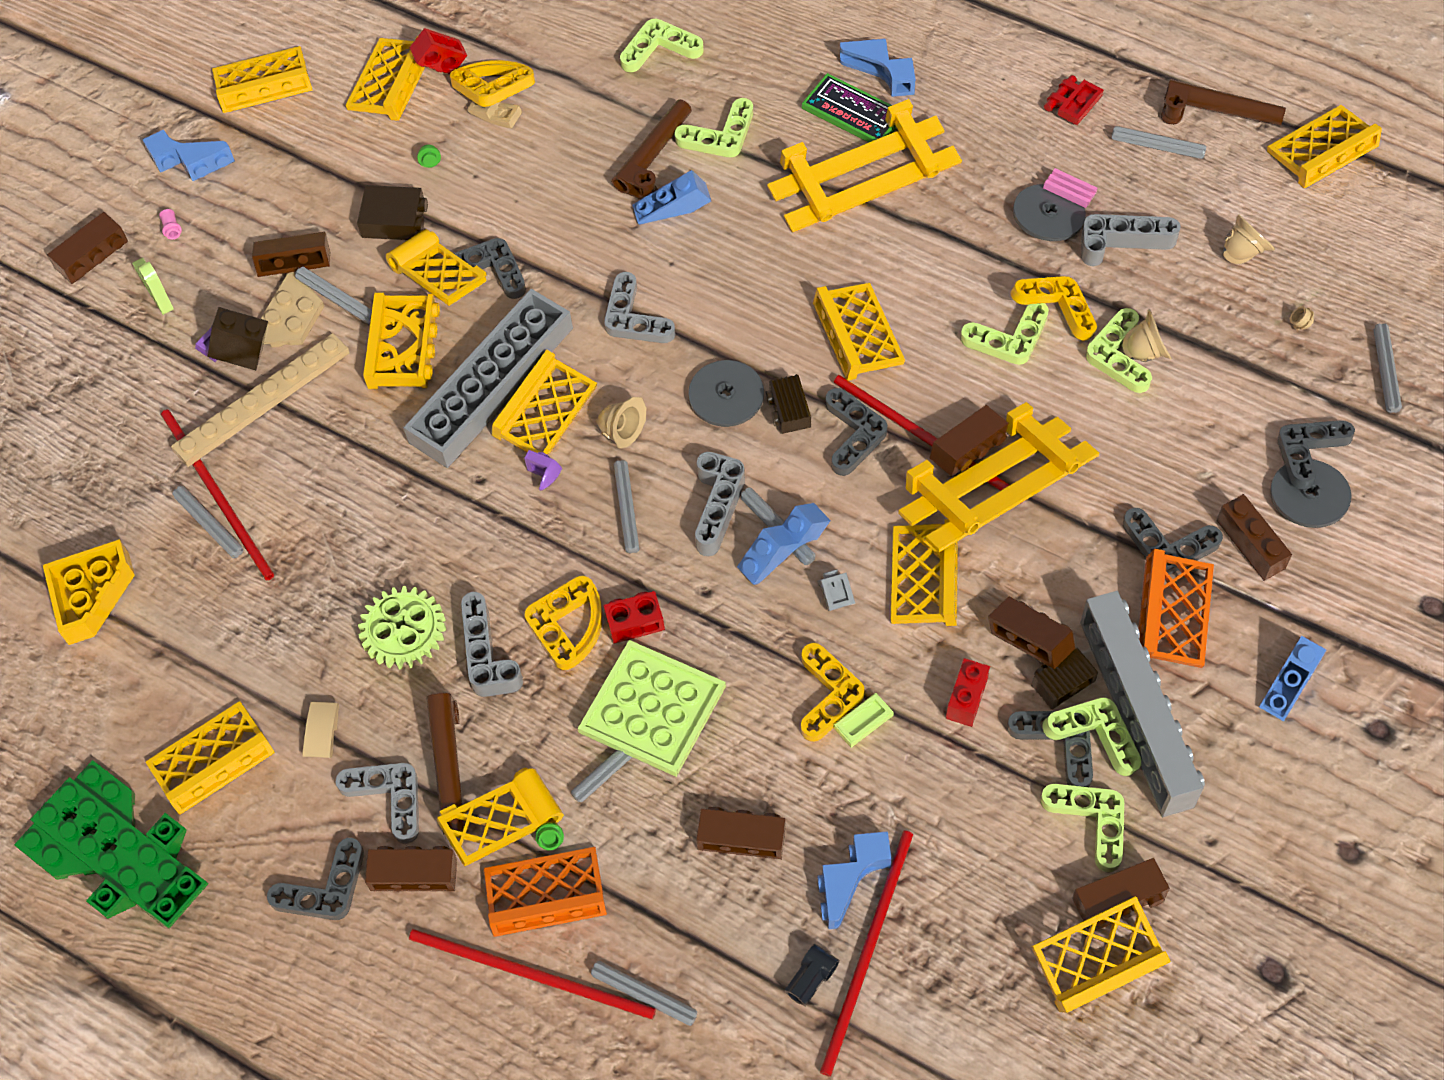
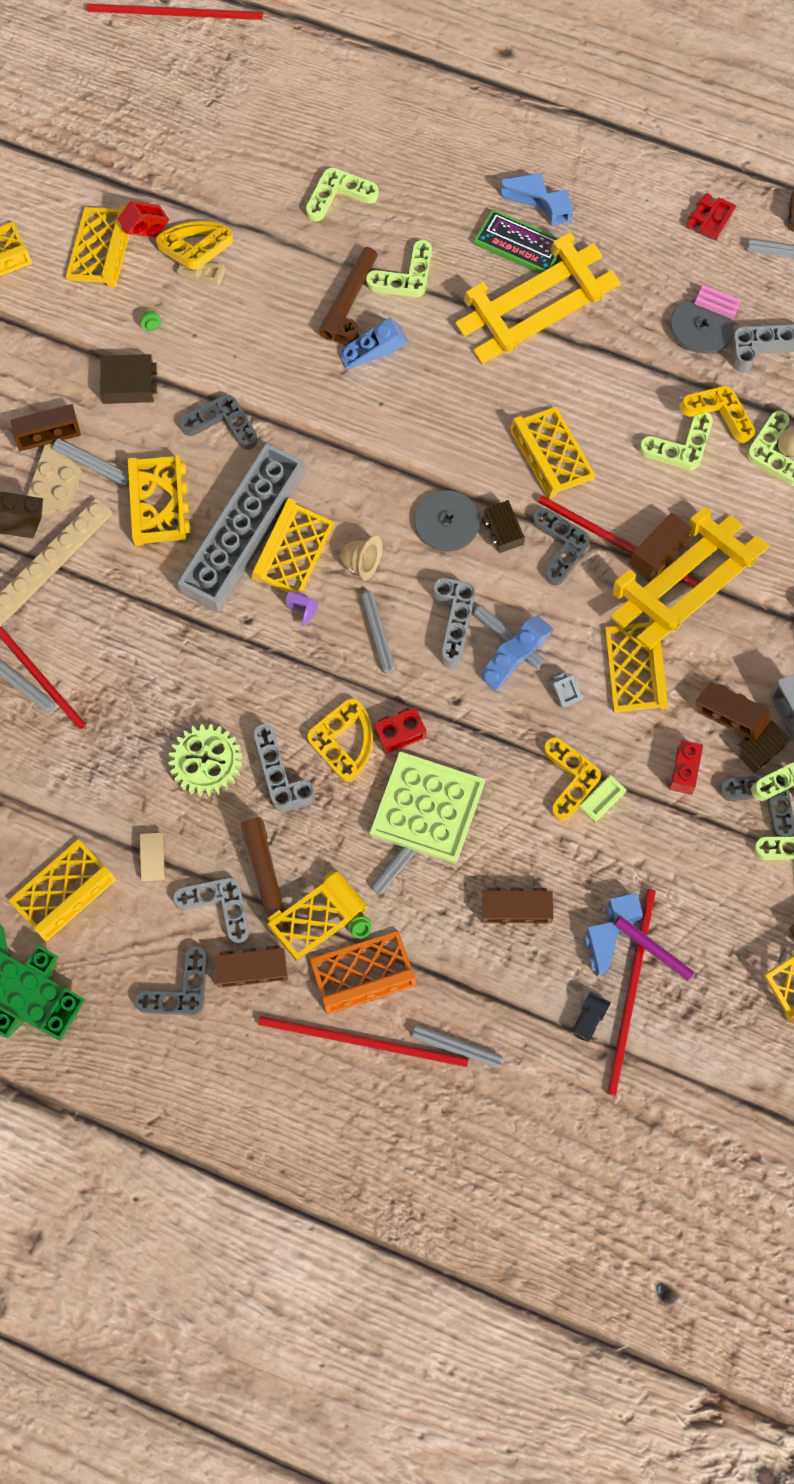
camera: 10 degrees left, 10 degrees up
(418, 253) = (158, 416): yellow piece -> none
(625, 316) = (348, 458): light grey beam -> none
(900, 900) = (654, 948): none -> magenta piece

